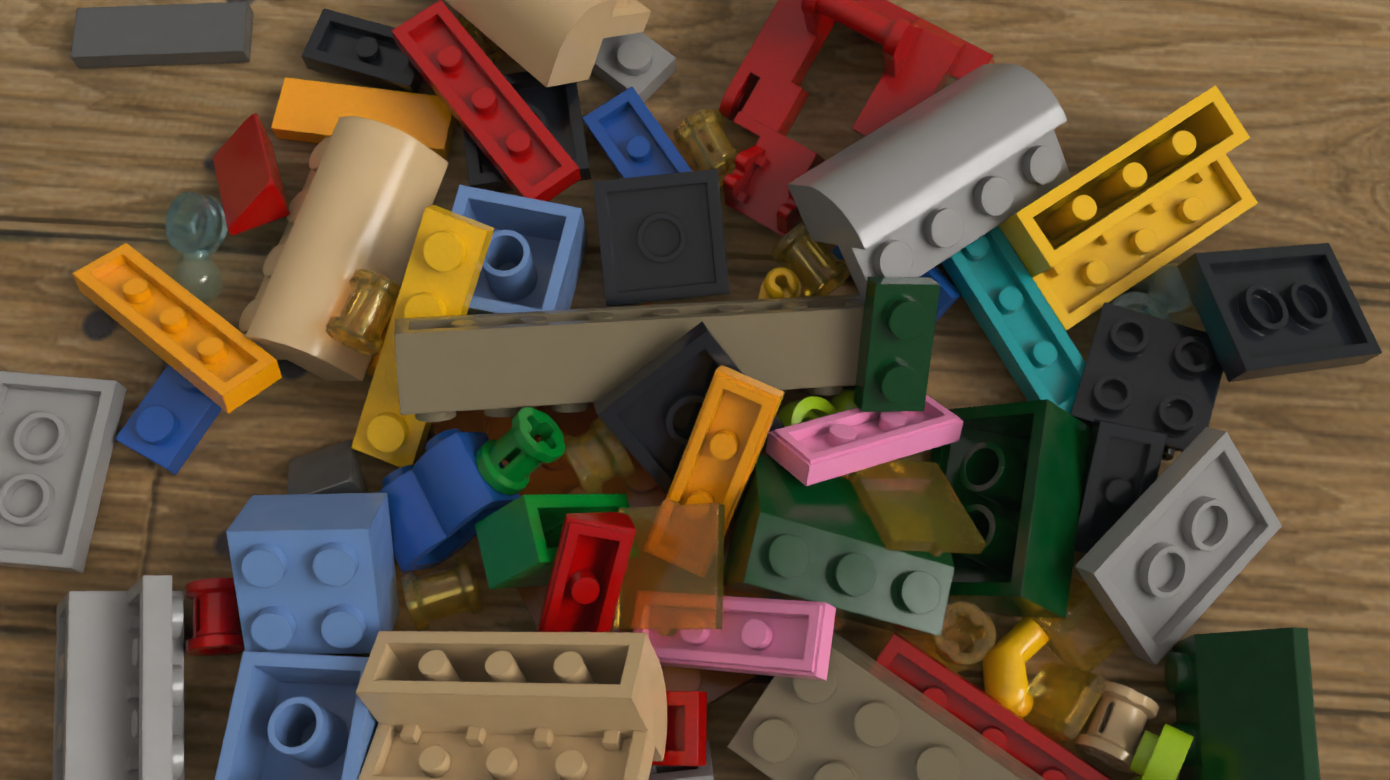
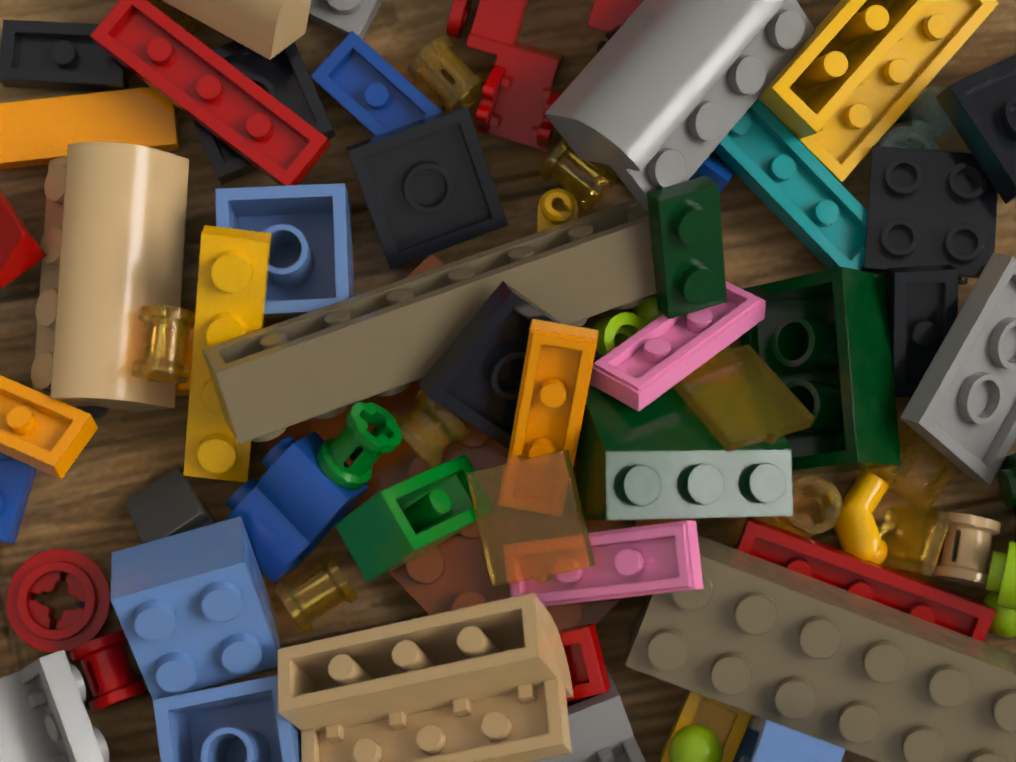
camera: 20 degrees left, 10 degrees up
(189, 508) = (44, 573): none -> red gear
(587, 572) = (458, 548): red slope -> none

